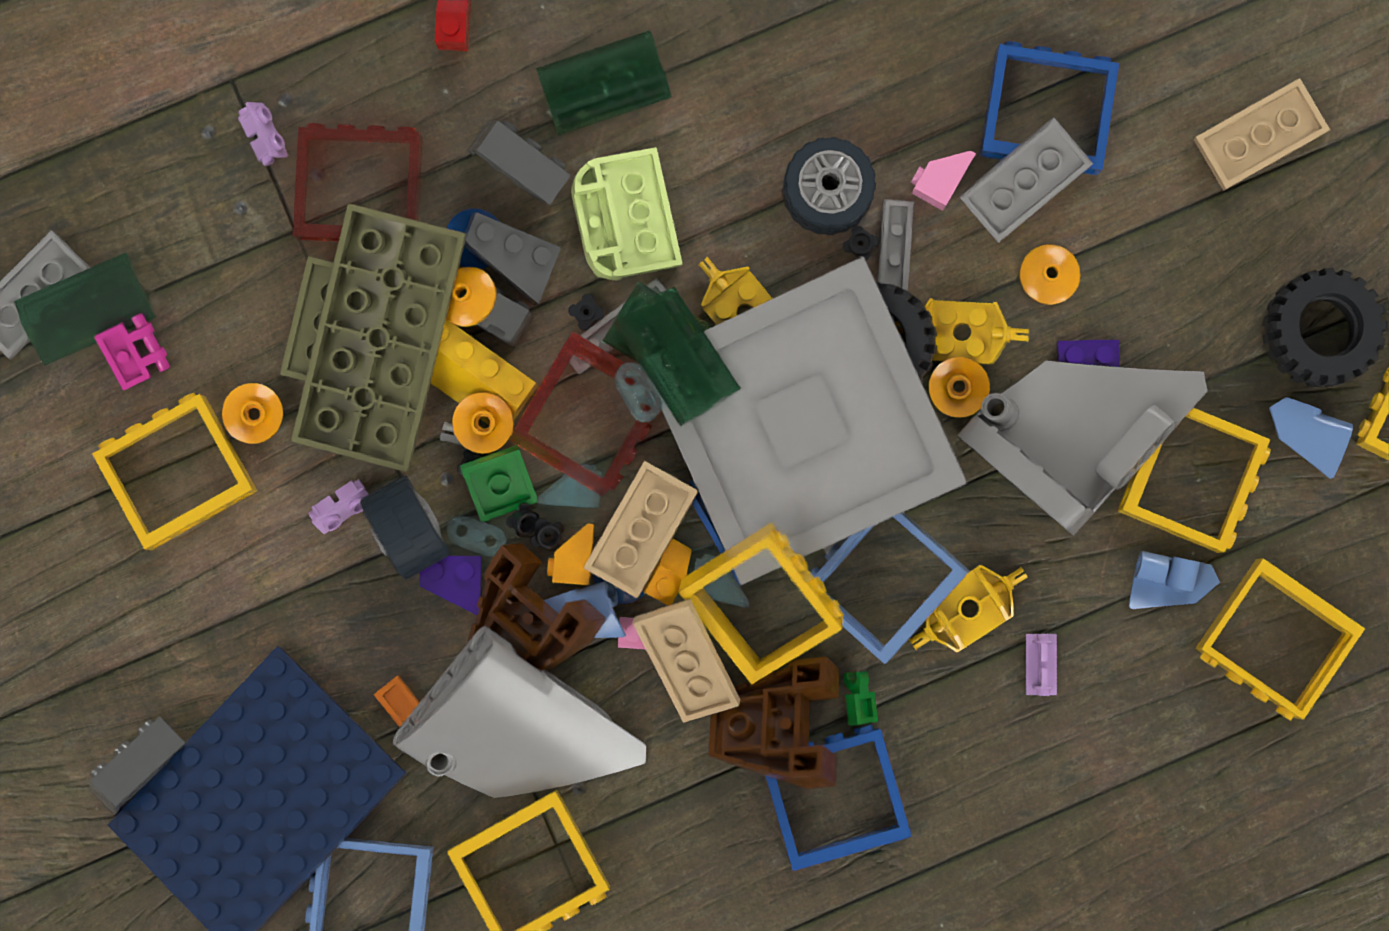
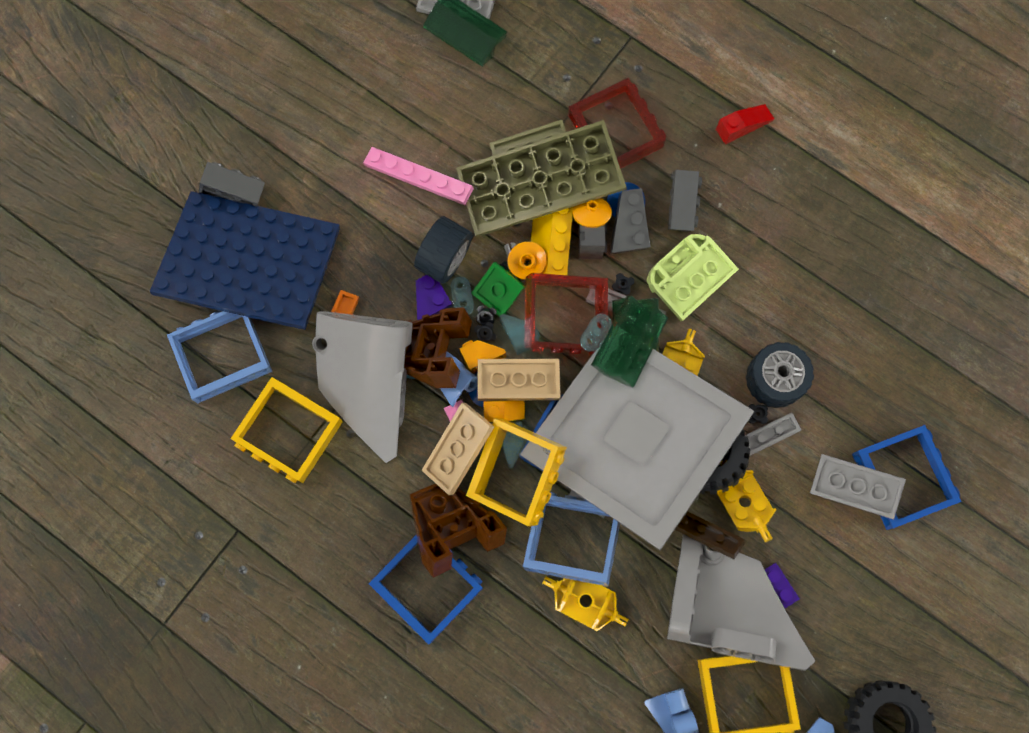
camera: 60 degrees right, 10 degrees down
(124, 356) = (452, 59): dark pink plate -> none
(196, 515) = (390, 145): yellow window -> none
(237, 413) = (459, 133): light orange dish -> none
(258, 120) = (617, 59): lavender hinge -> none
(271, 499) = (418, 176): none -> bright pink plate
(330, 515) = (429, 212): lavender hinge -> none
(604, 82) = (755, 222): clear green slope -> none
(861, 702) = (491, 567): green plate -> none
(940, 178) = (825, 438): bright pink slope -> none
(951, 401) = (715, 507): light orange dish -> none
(981, 404) = (710, 535): none -> dark brown plate
(1039, 285) = (801, 537): light orange dish -> none
(1041, 664) = (577, 666): lavender hinge -> none
(1261, 134) = (977, 615): tan plate -> none

